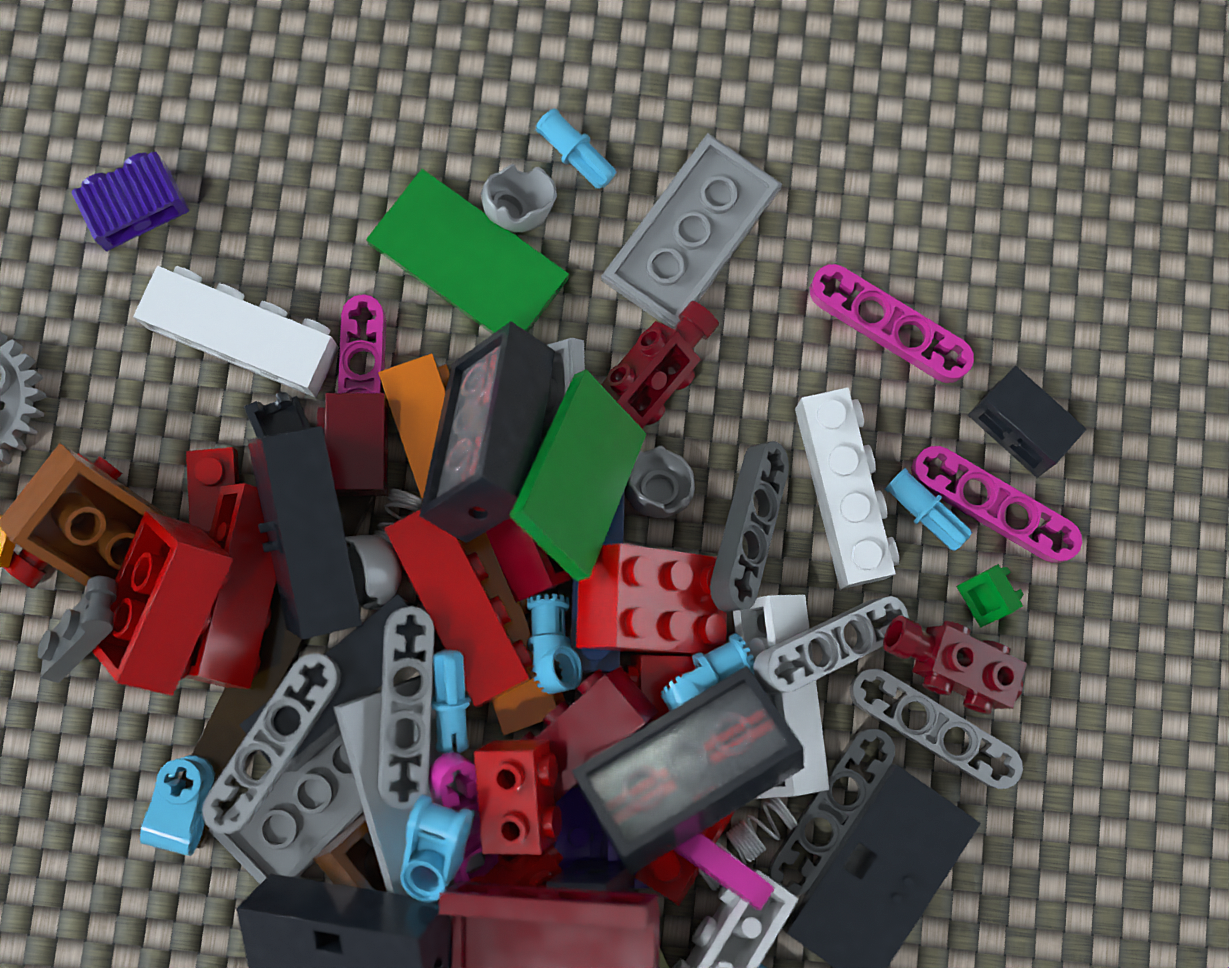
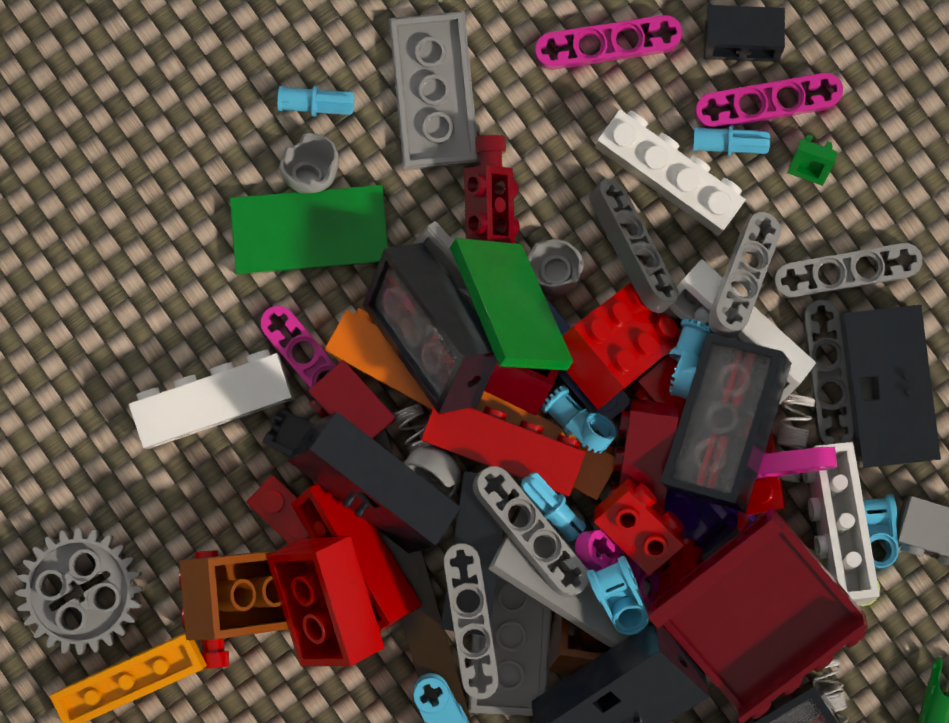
camera: 40 degrees left, 5 degrees up
(78, 630) = (289, 662): dark grey plate -> none
(129, 200) = (64, 378): dark purple brick -> none
(984, 675) = (849, 214): dark red brick -> none

